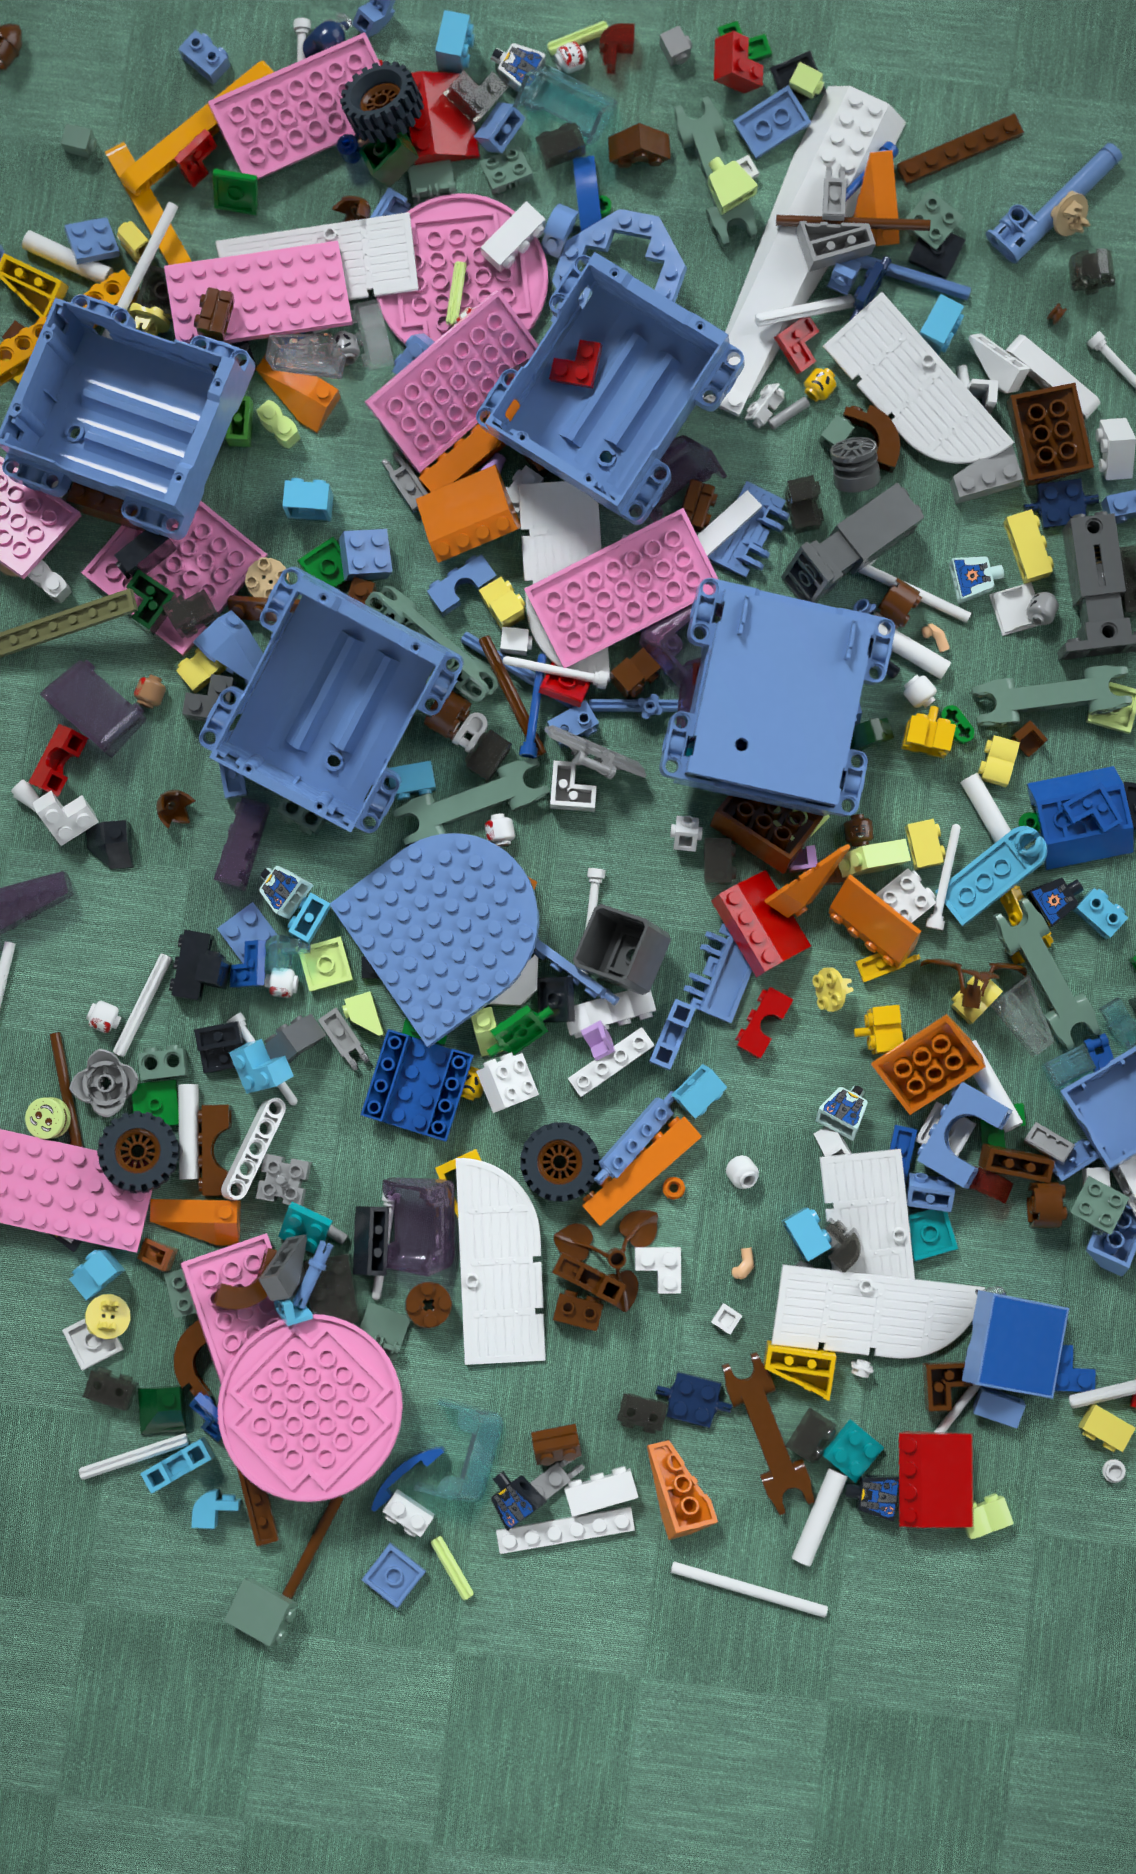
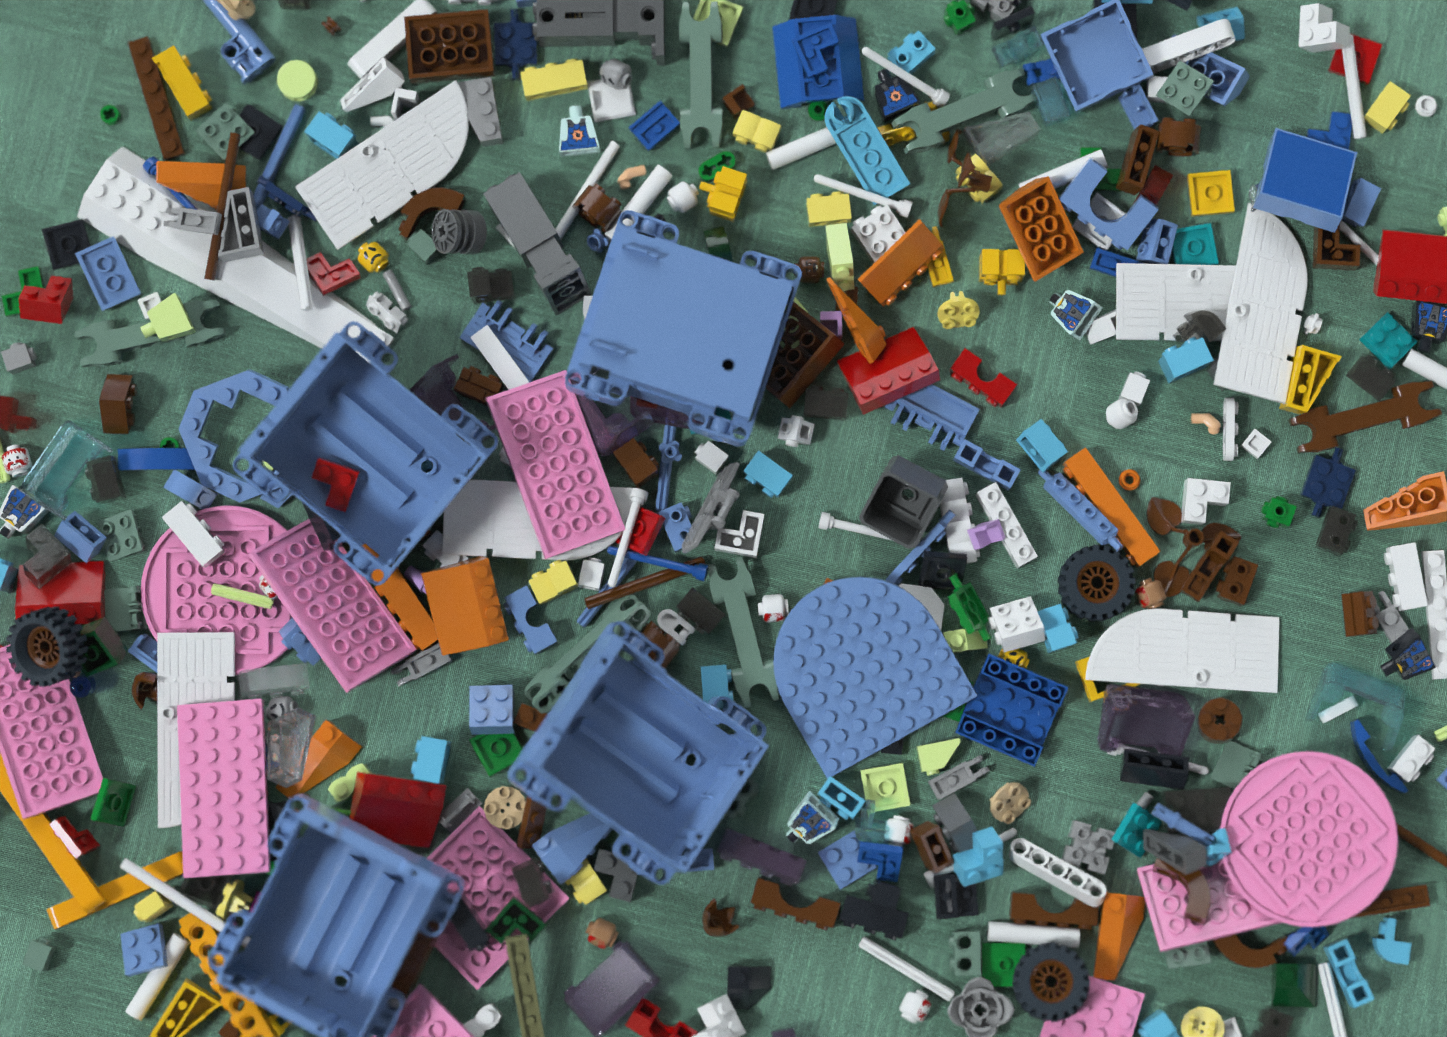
camera: 80 degrees left, 0 degrees up
(157, 1254) = (1147, 976): dark orange slope -> none
(202, 856) = (821, 912): none -> reddish brown arch
(215, 313) = (242, 830): reddish brown brick -> none
(254, 469) = (398, 808): none -> red slope
(261, 535) = (459, 810): none -> light grey hinge
(266, 1017) = (932, 846): none -> reddish brown brick
(322, 1093) = (1009, 802): none -> tan plate
(453, 1430) = (1338, 709): none -> white beam
(507, 1124) = (1057, 631): none -> medium azure brick
(555, 1221) = (1150, 594): none -> medium nougat head
(637, 809) = (767, 475): none -> medium azure brick
(649, 750) = (711, 456): none -> white brick
(655, 1357) = (1285, 510): none -> green brick
(739, 1289) = (1230, 429): none -> white plate
(771, 1184) = (1135, 387): none -> white brick
(806, 80) = (73, 234): yellowish green brick -> none
(943, 104) = (112, 121): none -> green bush
(979, 172) = (183, 83): none -> yellow wedge
(990, 1246) = (1210, 193): none -> yellow plate
(992, 655) = (654, 126): none -> blue plate
(995, 287) = (297, 80): none -> yellowish green head
(1049, 1143) = (1121, 128): light grey plate -> none
(1059, 947) = (938, 96): none -> white piece

